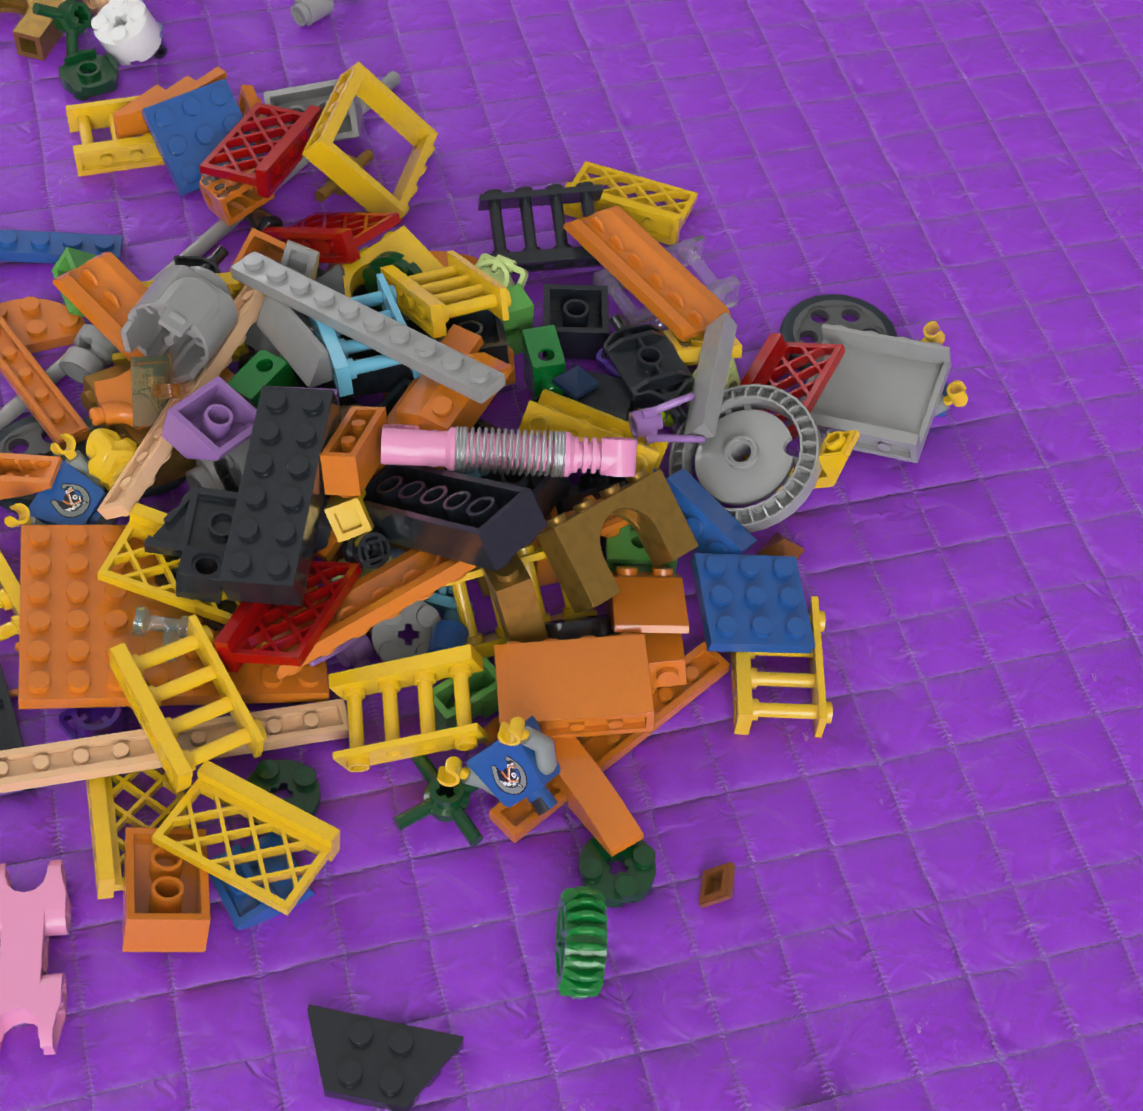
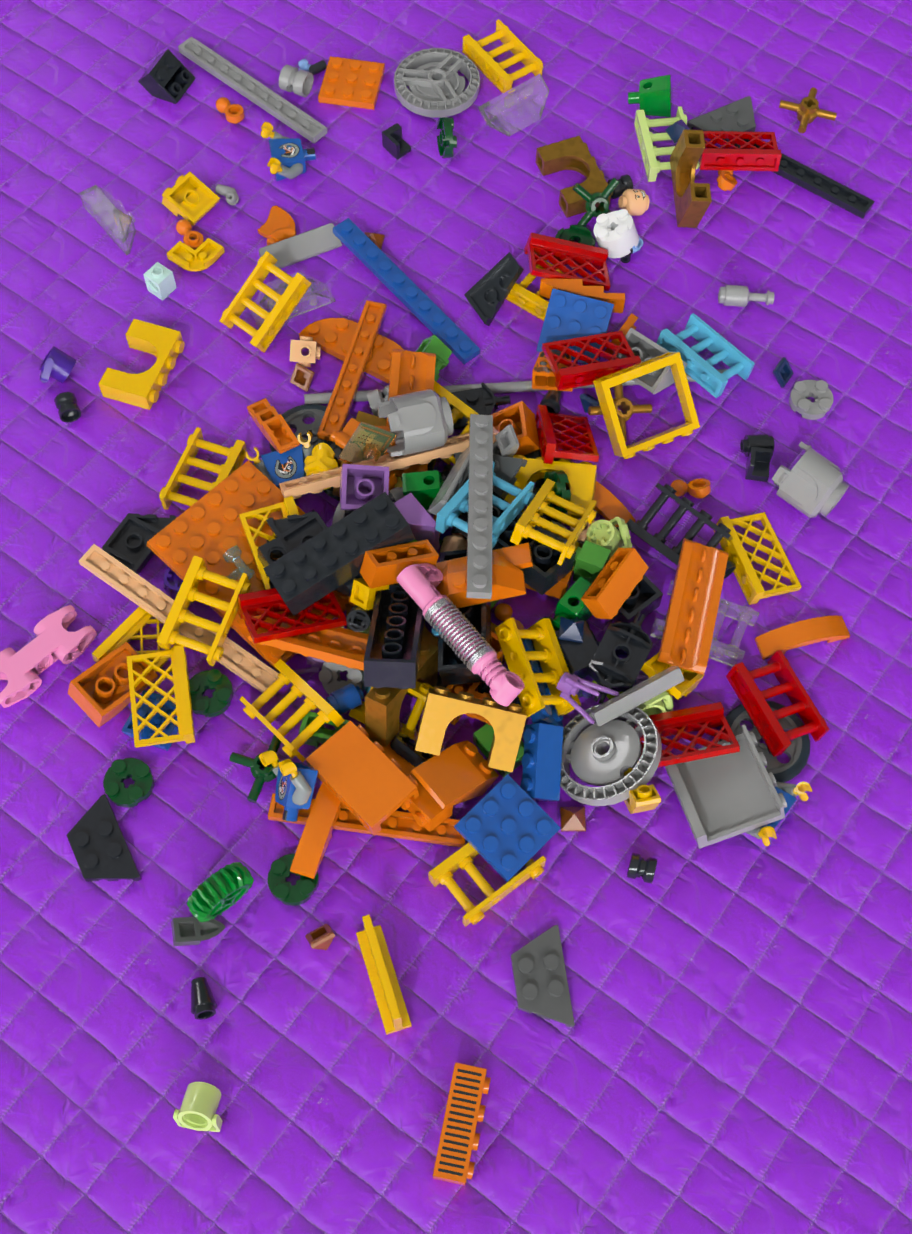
camera: 55 degrees right, 10 degrees up
(65, 165) = (494, 287): none -> black wing
(108, 83) = (565, 252): none -> red fence
(302, 197) = (588, 401): none -> dark blue slope
(317, 945) = (121, 770): none -> dark green plate
(390, 62) = (697, 367): none -> medium azure fence
(442, 39) = (782, 372): none -> dark blue slope
(505, 181) = (697, 488): none -> orange plate
(506, 111) = (758, 440): none -> black brick
(507, 41) = (811, 388): none -> light grey plate
(525, 127) = (758, 464): none -> black panel
(564, 305) = (615, 583): none -> orange brick
(592, 1021) = (192, 931): none -> dark grey plate
(601, 97) = (812, 484): none -> light grey piece
(691, 1069) = (202, 999): none -> black cone
(749, 233) = (802, 634): none -> orange slope
(808, 308) = (761, 713): none -> red fence
(830, 860) = (383, 977): none -> yellow fence
(896, 526) = (641, 867): none -> black wheel
(944, 704) = (542, 978): none -> dark grey wing
(1058, 893) = (460, 1123): none -> orange brick

